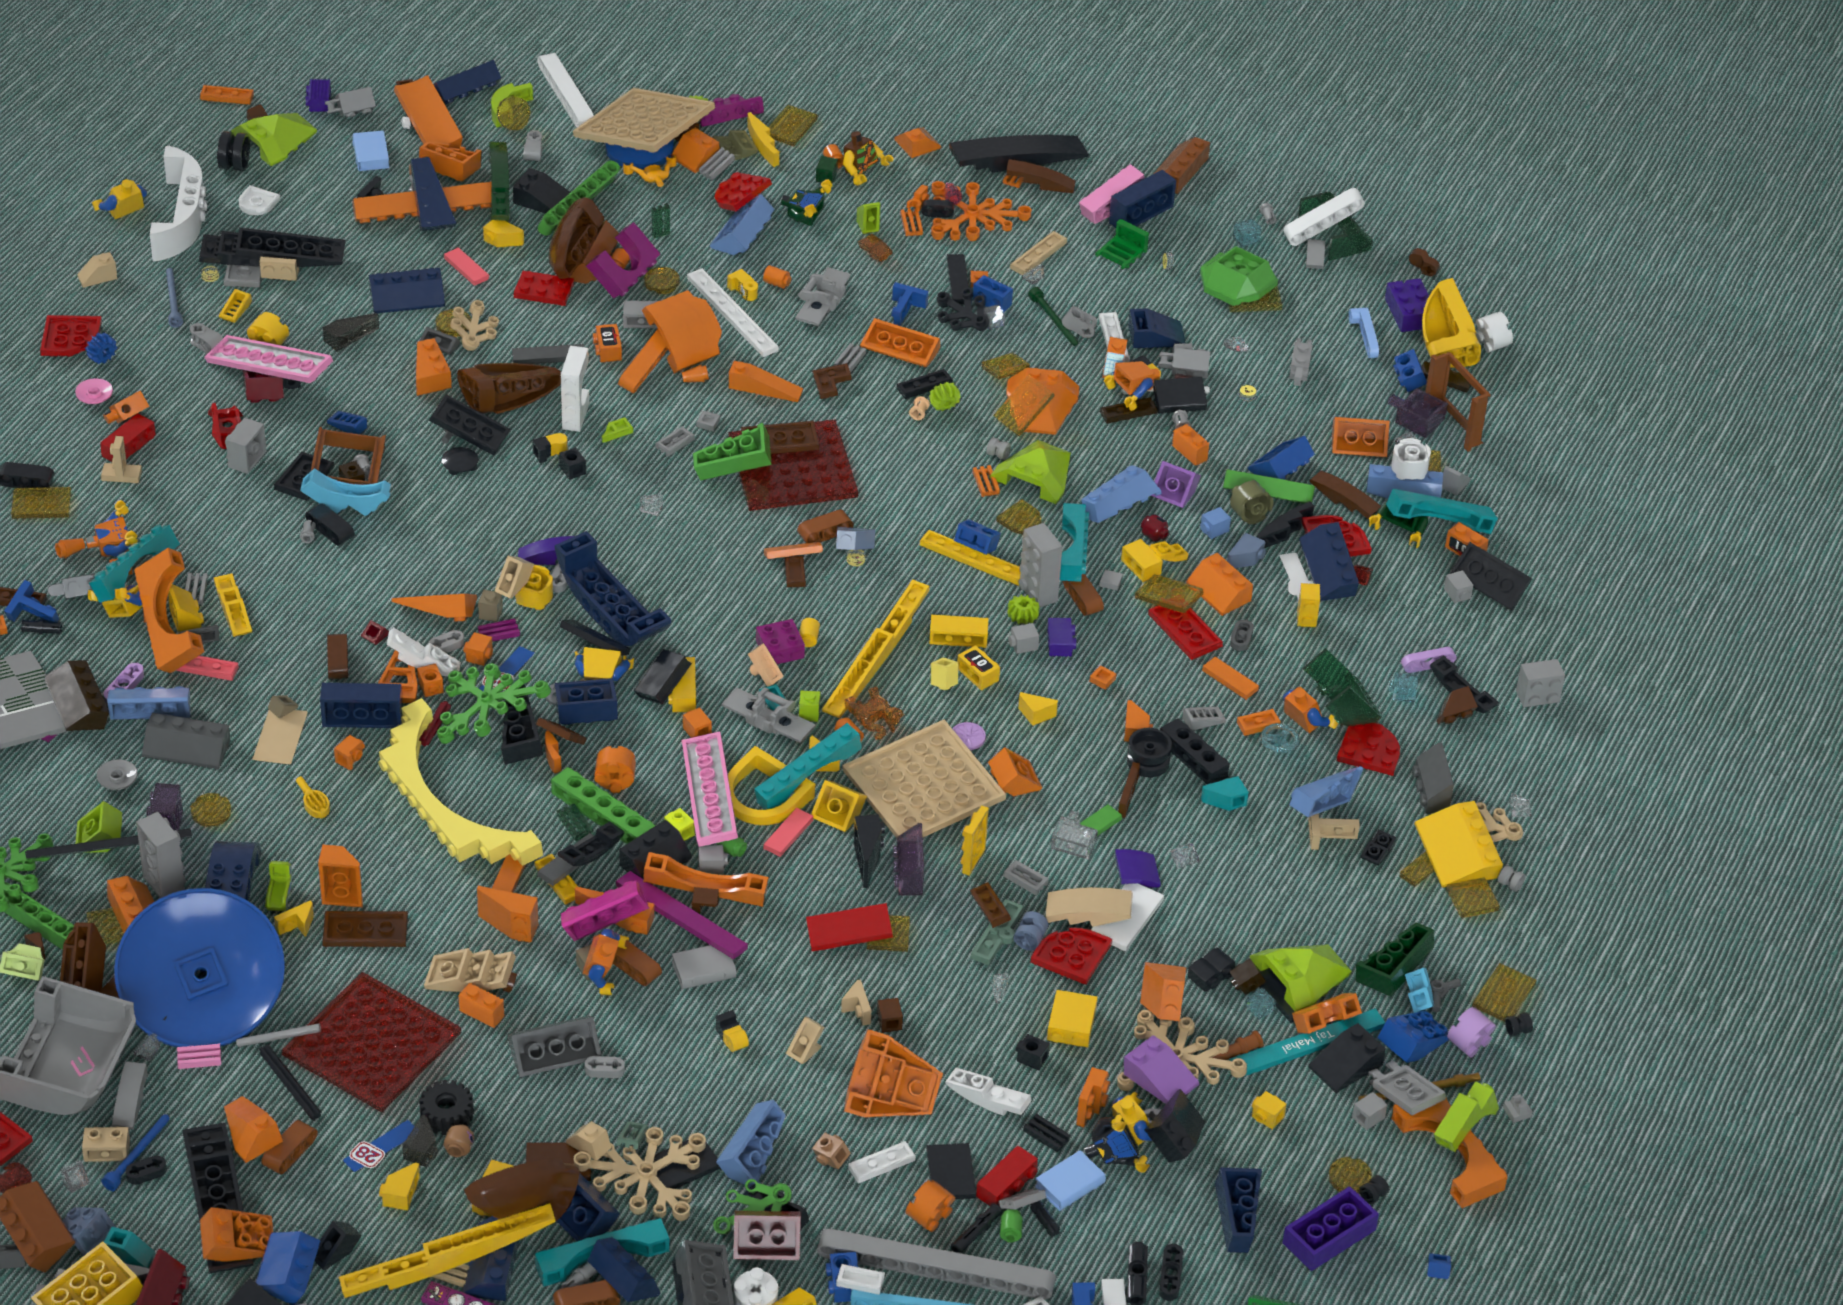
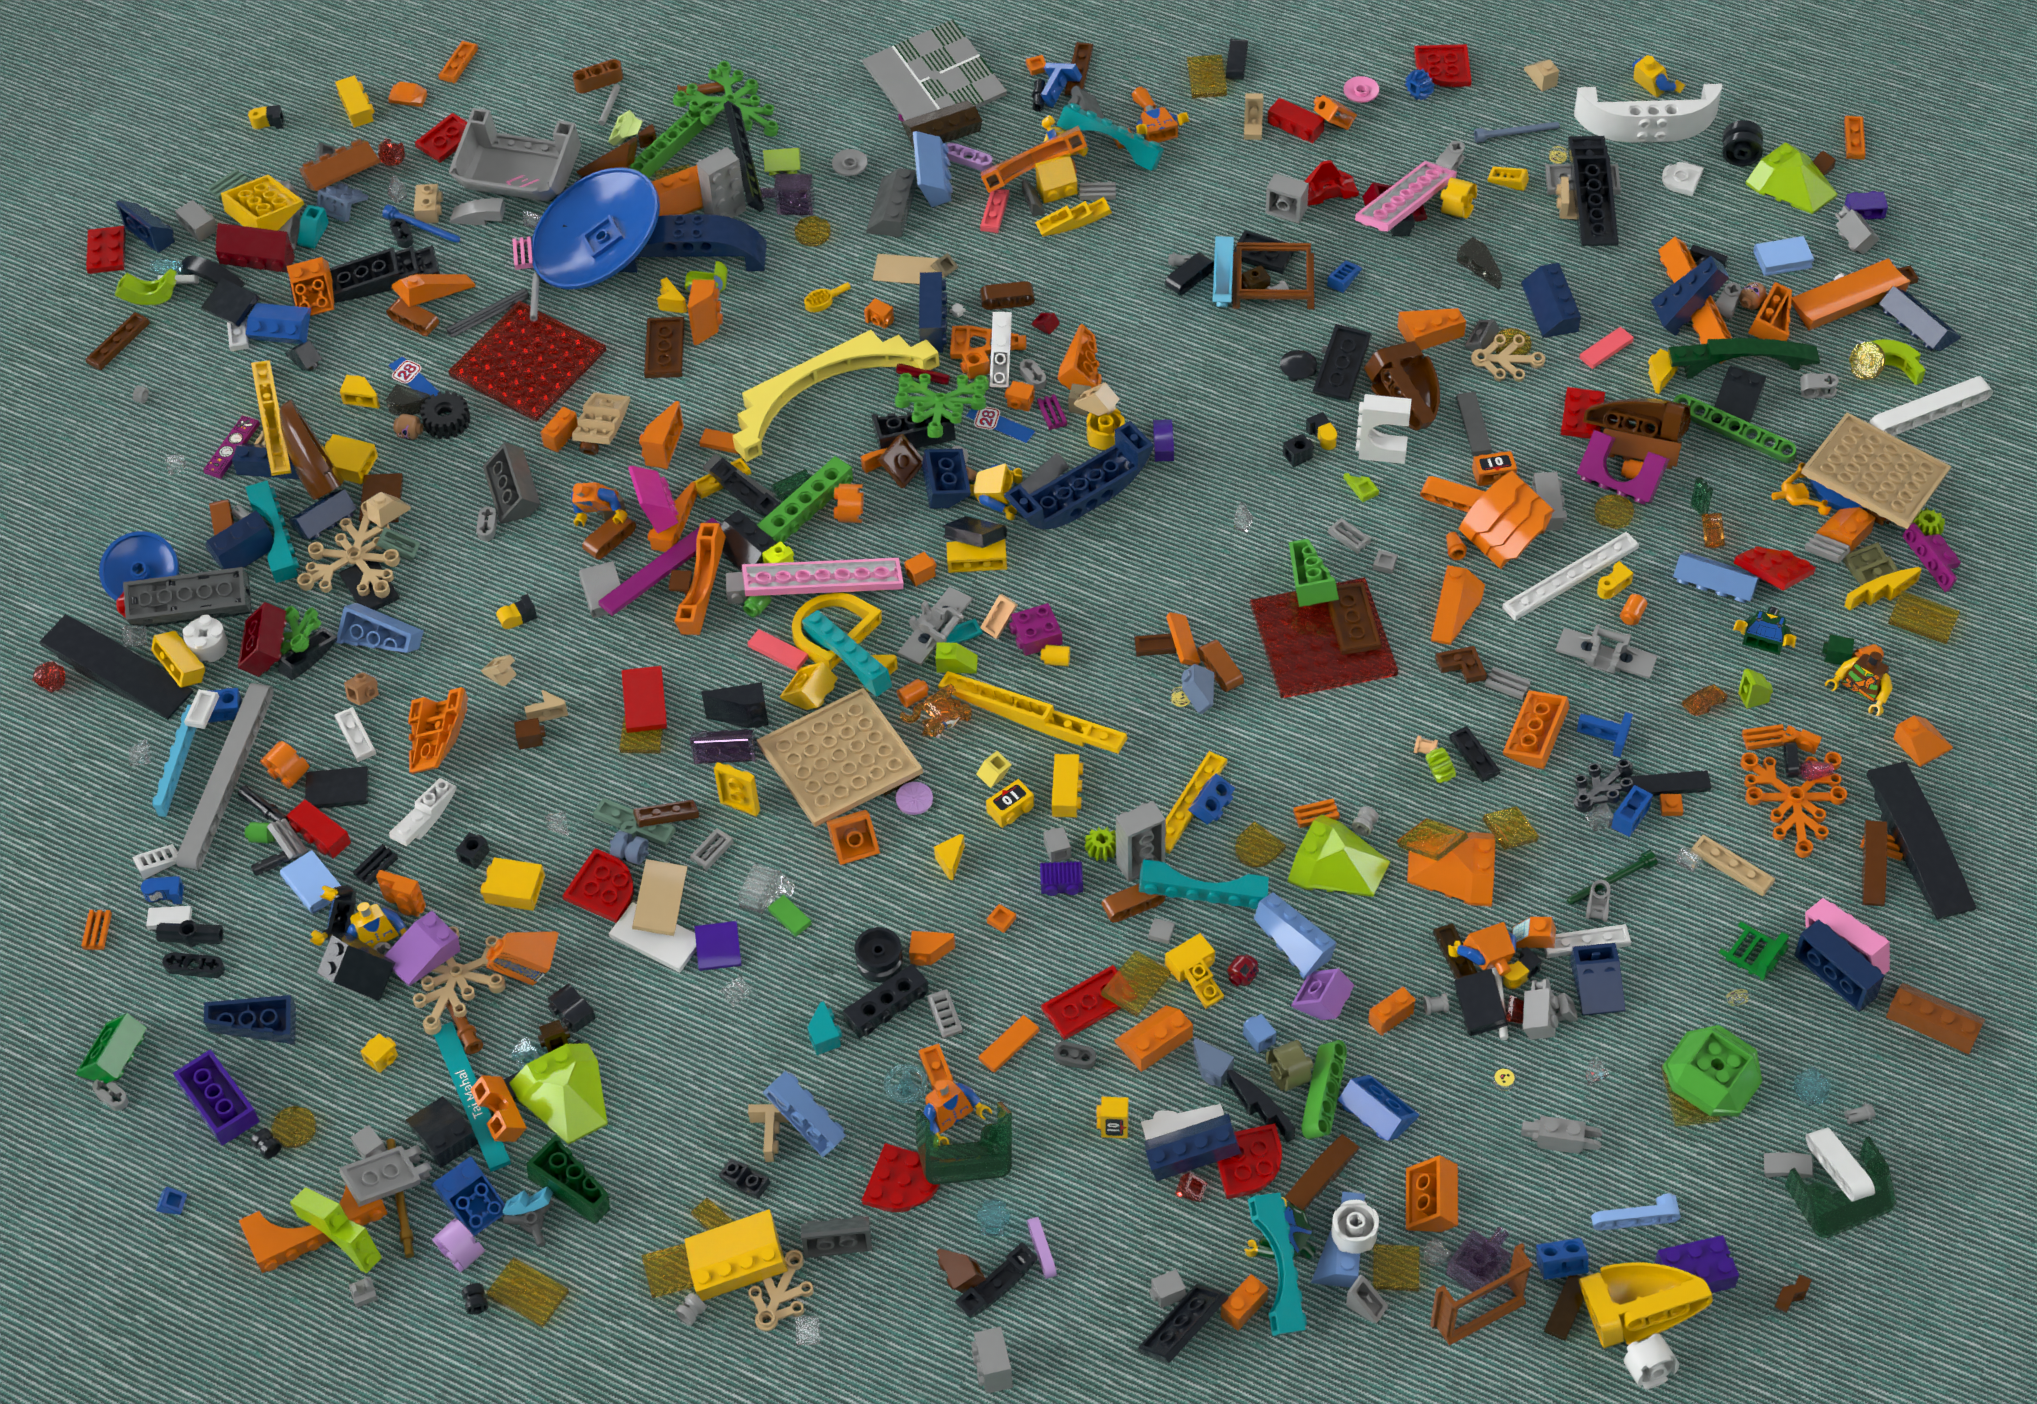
camera: 95 degrees right, 10 degrees up
(692, 222) = (1713, 530): none -> clear orange slope
(1129, 789) = (826, 937): reddish brown tile -> none

